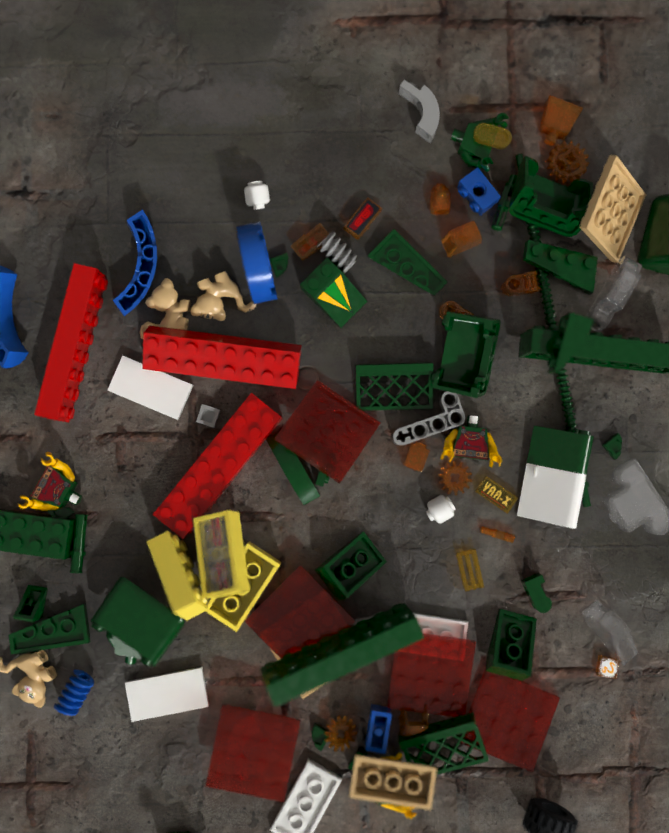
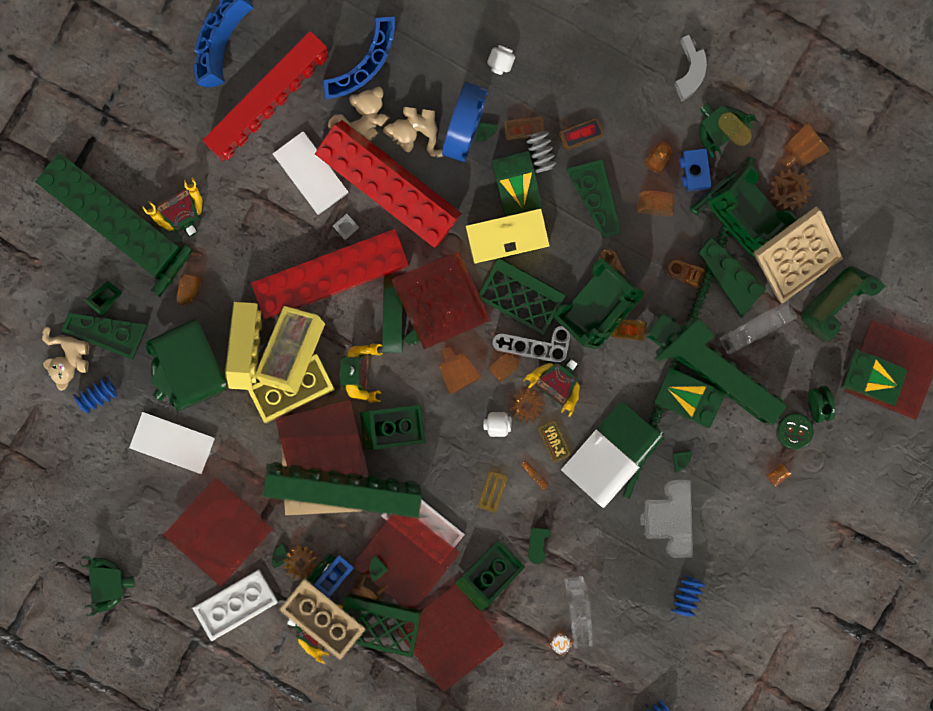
camera: 30 degrees right, 0 degrees up
(101, 551) = (188, 289): none -> clear orange rock
(290, 537) = (355, 372): none -> torso
(352, 341) = (507, 236): none -> light yellow brick
(362, 728) = (320, 569): none -> dark green axle
(378, 484) = (457, 371): none -> clear orange torso
(411, 699) = (377, 568): none -> dark green tile
(507, 360) = (630, 330): none -> clear orange slope
(592, 388) = (689, 398): none -> dark green slope

